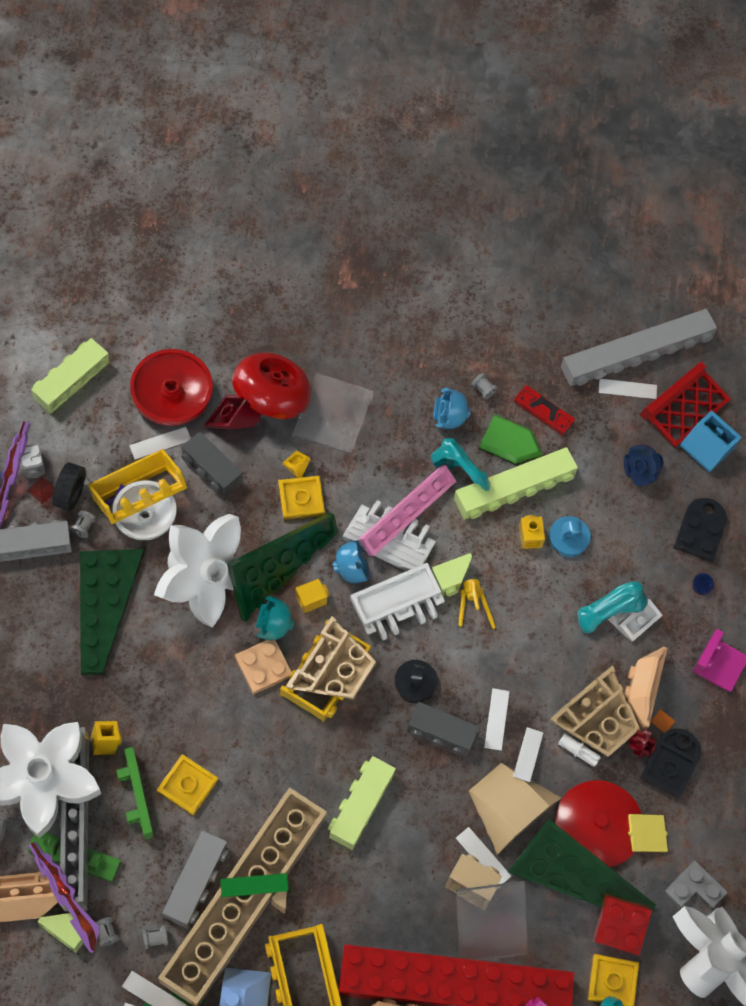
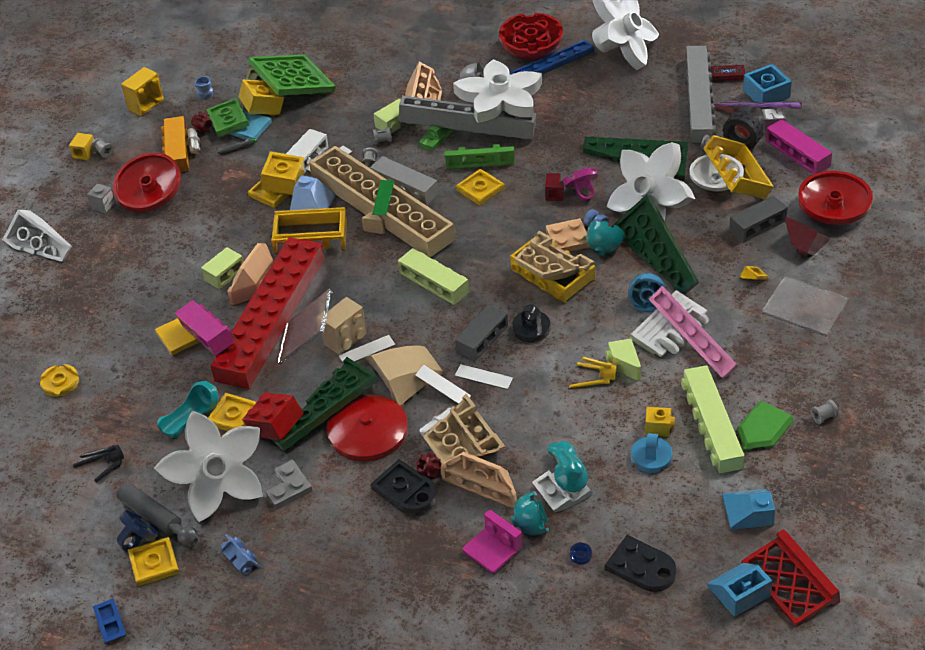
camera: 115 degrees right, 20 degrees down
(70, 375) = (852, 145): yellowish green brick -> none
(78, 430) = (798, 147): none -> dark pink brick
(82, 922) = (408, 96): medium lavender sword -> none
(105, 738) = (526, 139): yellow brick -> none
(160, 442) = (785, 196): white sticker -> none
(176, 659) = (580, 180): none -> dark pink tile
(183, 692) = (554, 187): none -> dark red brick
(239, 635) = (593, 215): none -> medium blue wheel
(272, 385) = (819, 258): red brick -> none
(301, 498) = (720, 274): yellow tile -> none
(311, 595) = (622, 266): yellow brick -> none
(400, 597) = (605, 315): white hinge -> none
(451, 409) = (797, 378): dark azure cylinder -> none
(453, 455) = (741, 371): teal hair -> none
(544, 410) = (795, 458): red tile -> none
(612, 442) = (749, 509): none -> dark azure slope
(627, 388) = (818, 535): white sticker -> none
(638, 347) = (865, 551): light grey brick -> none
(643, 464) = (719, 518): dark blue tile -> none
(647, 833) = (346, 456): light yellow piece -> none
(662, 721) = (449, 494): orange sticker -> none
(682, 631) = (529, 515): none -> teal cylinder

